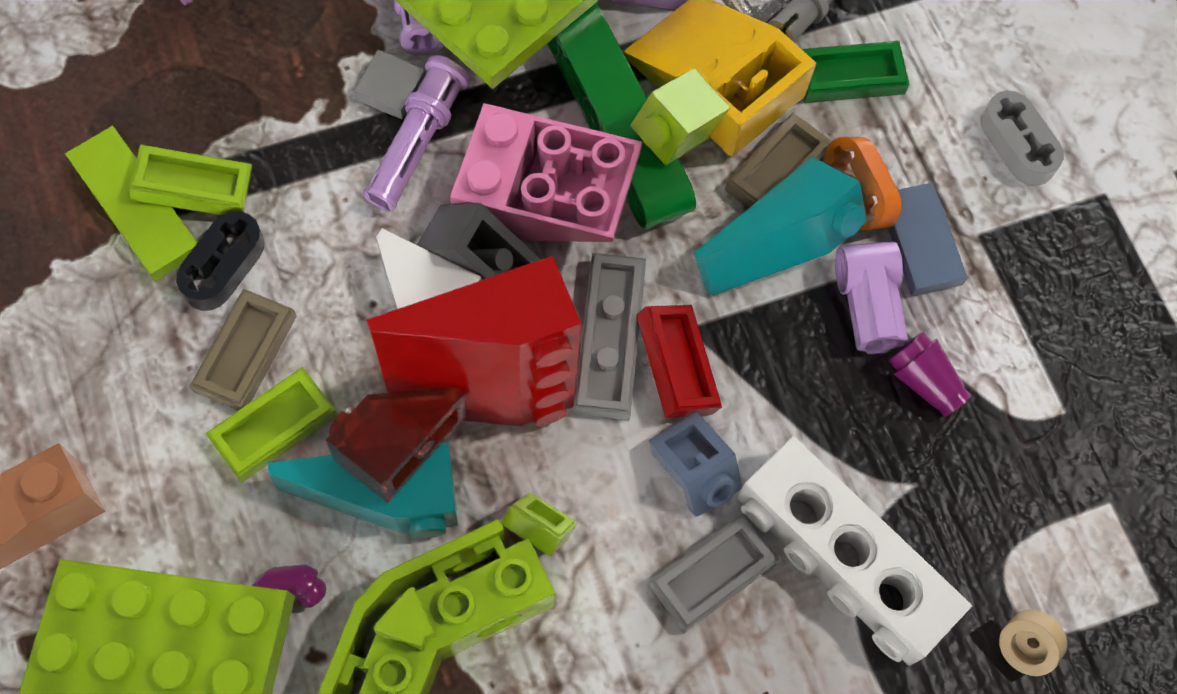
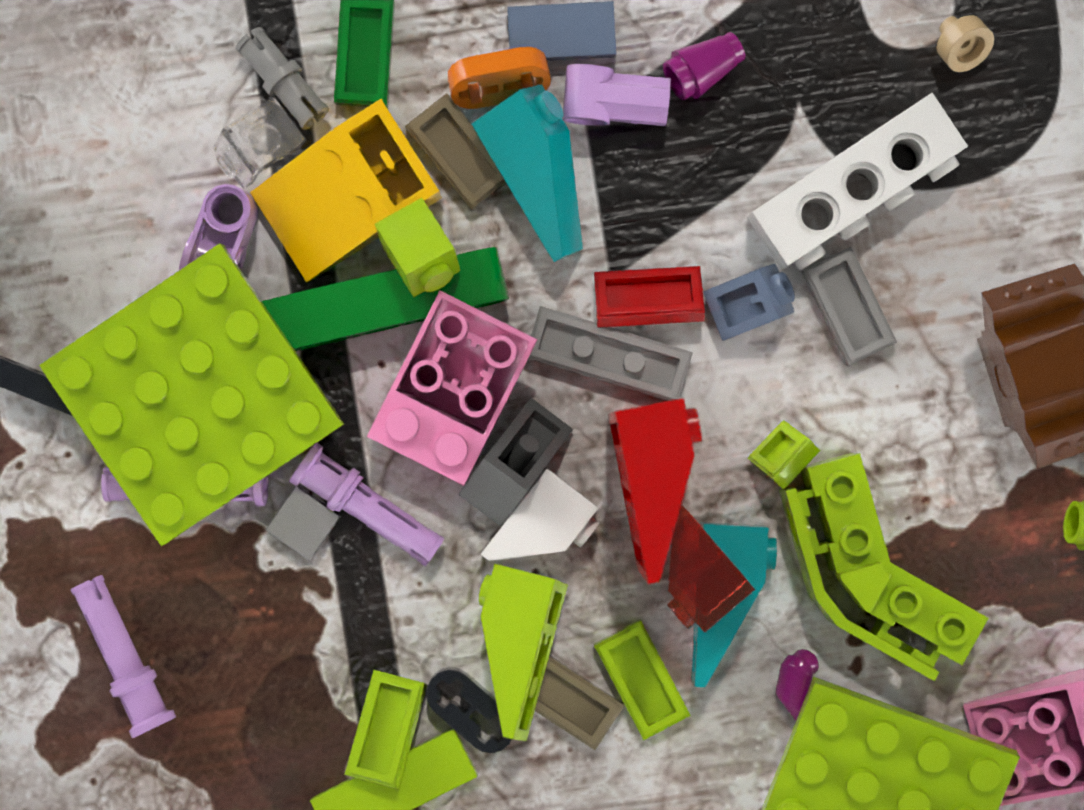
camera: 75 degrees left, 20 degrees up
(294, 282) = (518, 632): none -> lime slope

